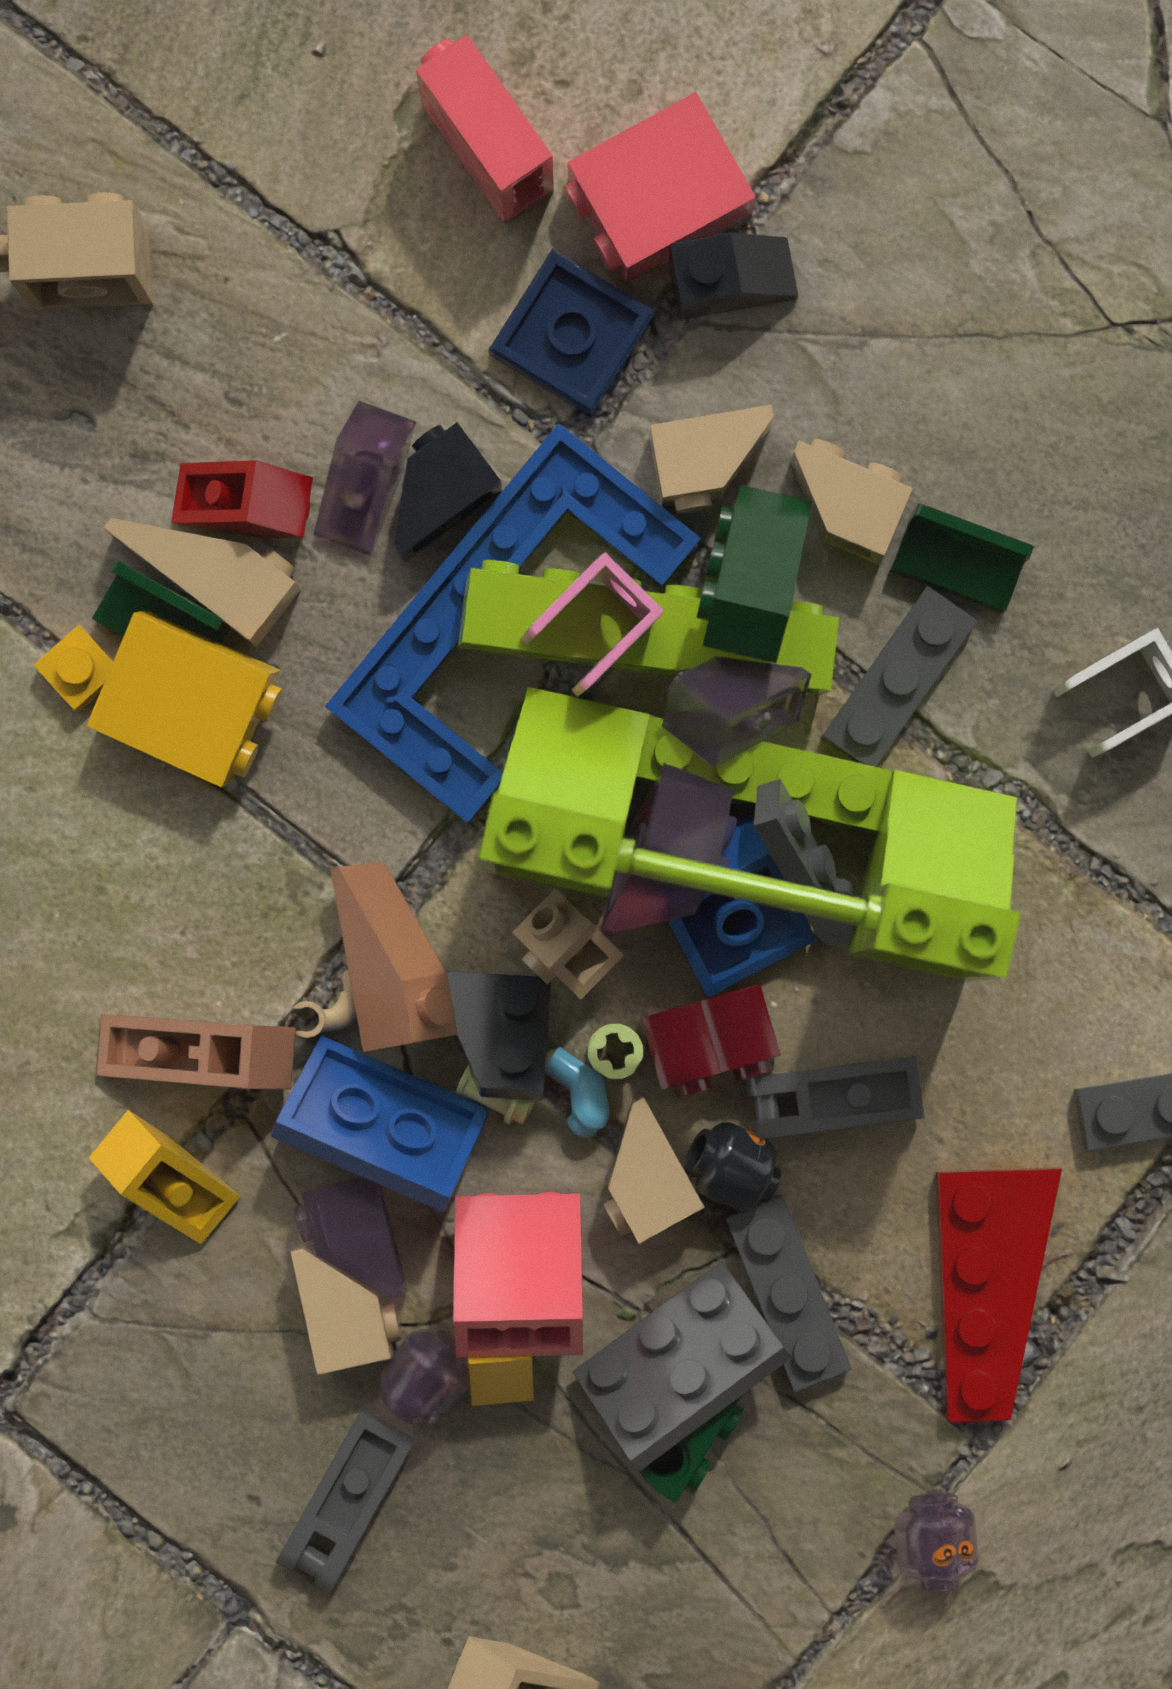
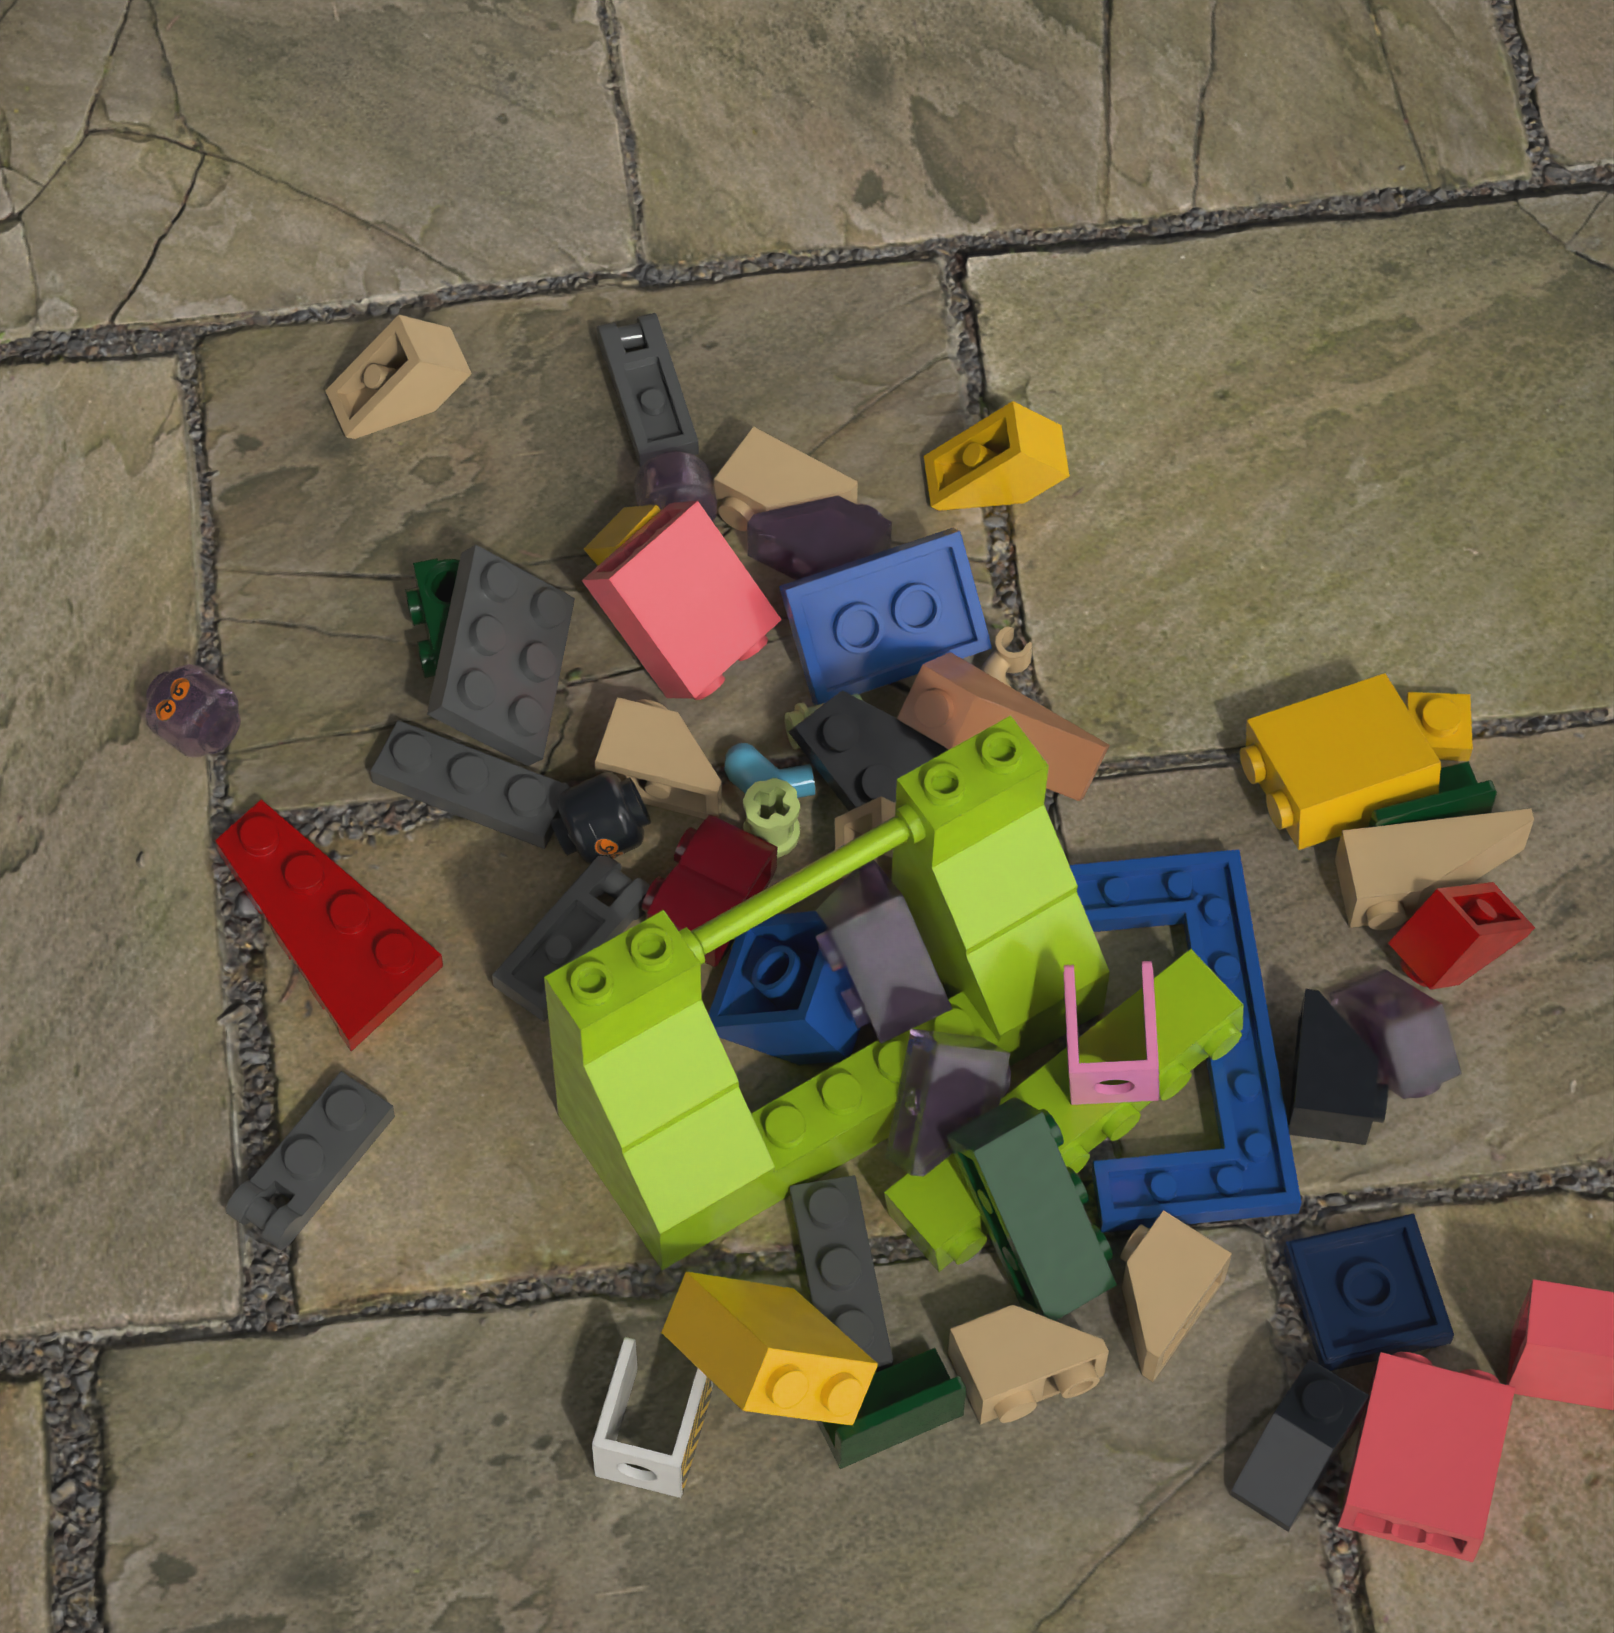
camera: 135 degrees right, 25 degrees down
(196, 1052) = (1060, 557): nougat slope -> none
(789, 840) = (790, 1043): dark grey plate -> none
(1028, 643) = (769, 1349): none -> yellow brick

